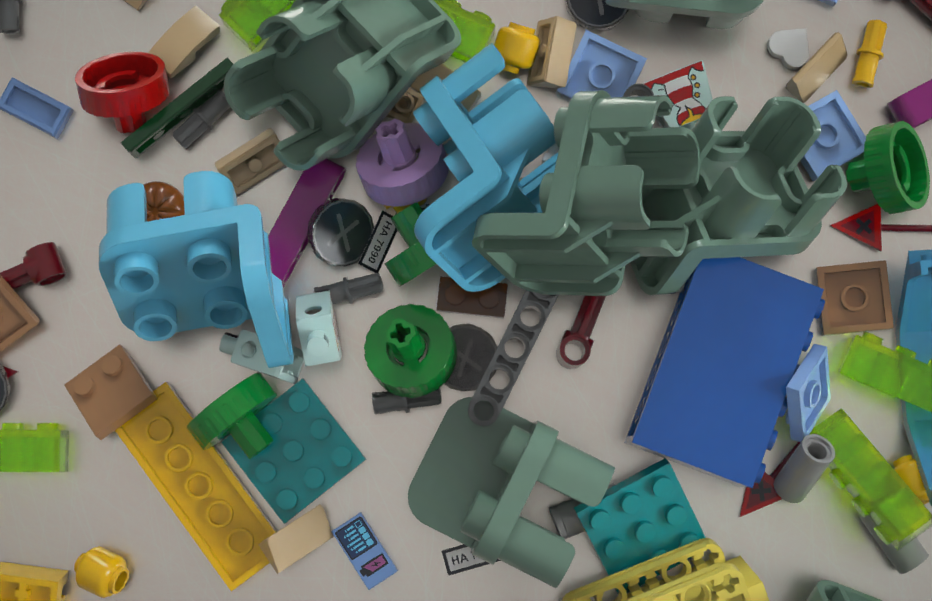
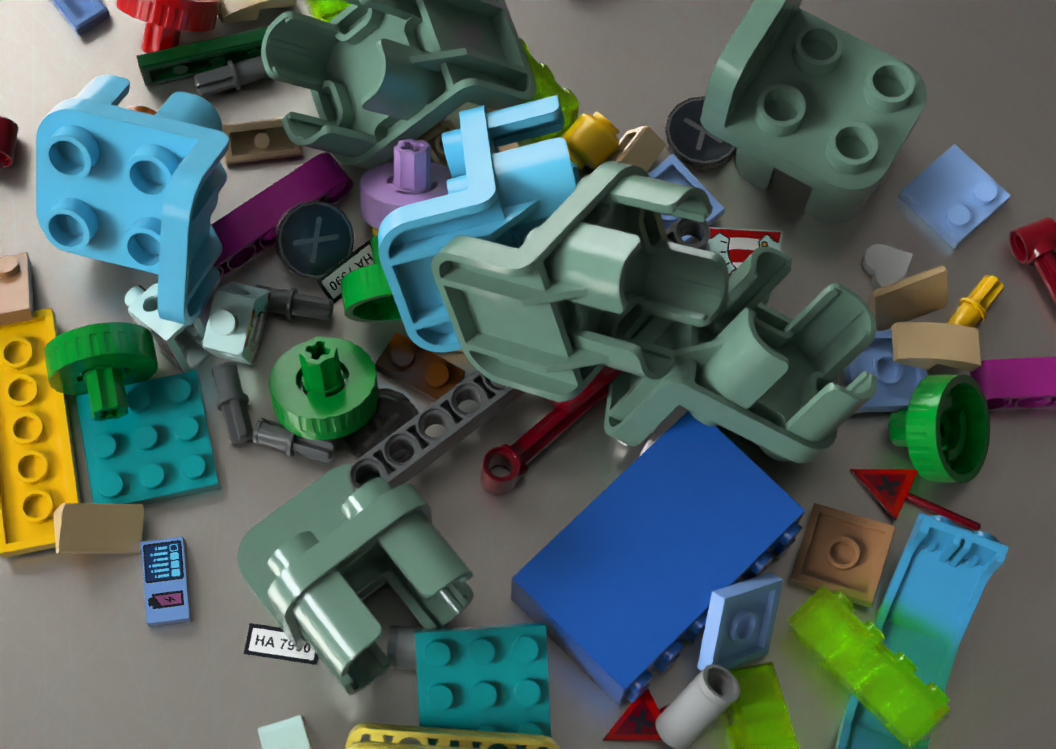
camera: 25 degrees right, 15 degrees down
(344, 391) = (232, 402): none -> dark grey axle
(858, 100) = (936, 343): none -> tan slope

